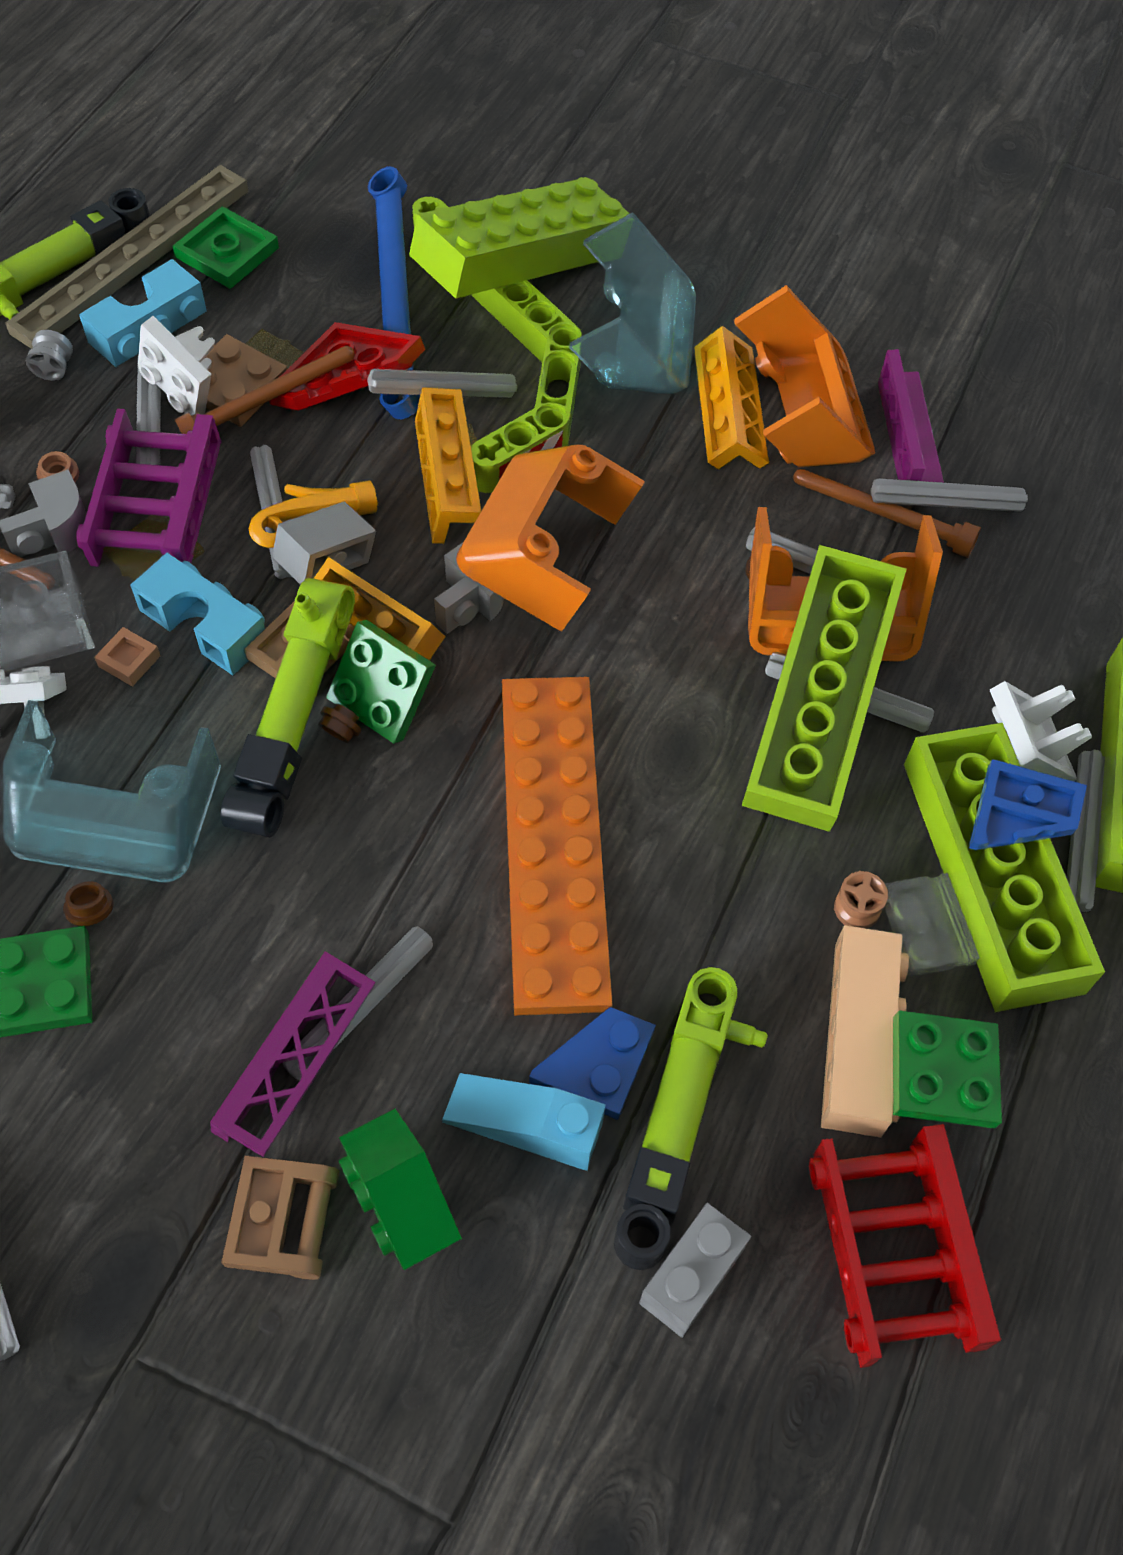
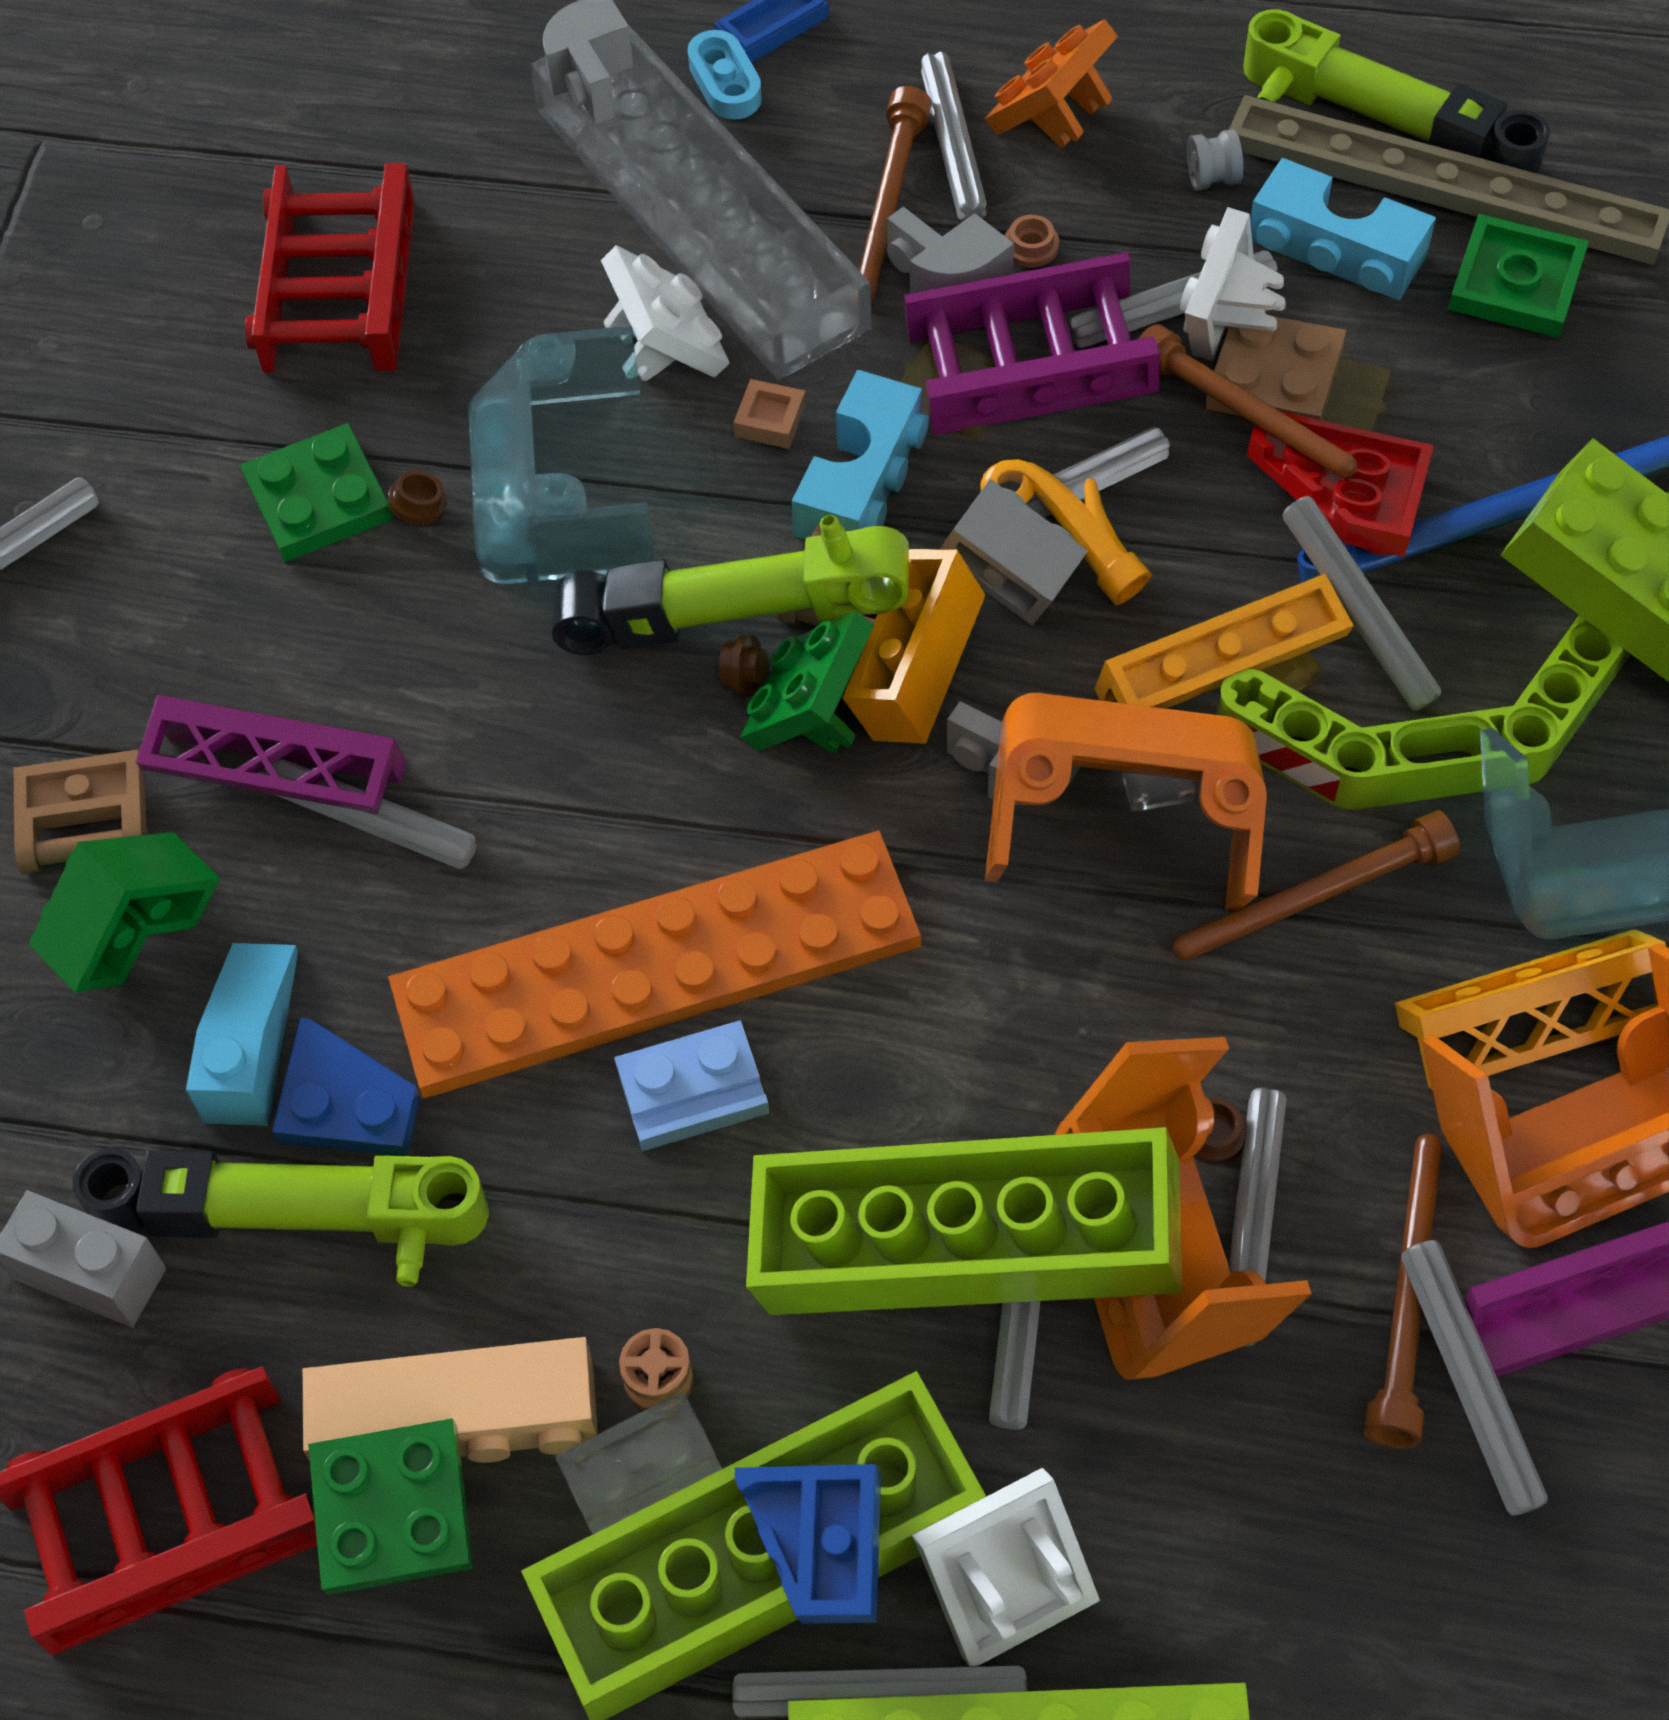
camera: 80 degrees right, 0 degrees up
(609, 413) = (1427, 841): none -> dark orange piece
(654, 837) = (691, 1085): none -> light blue plate

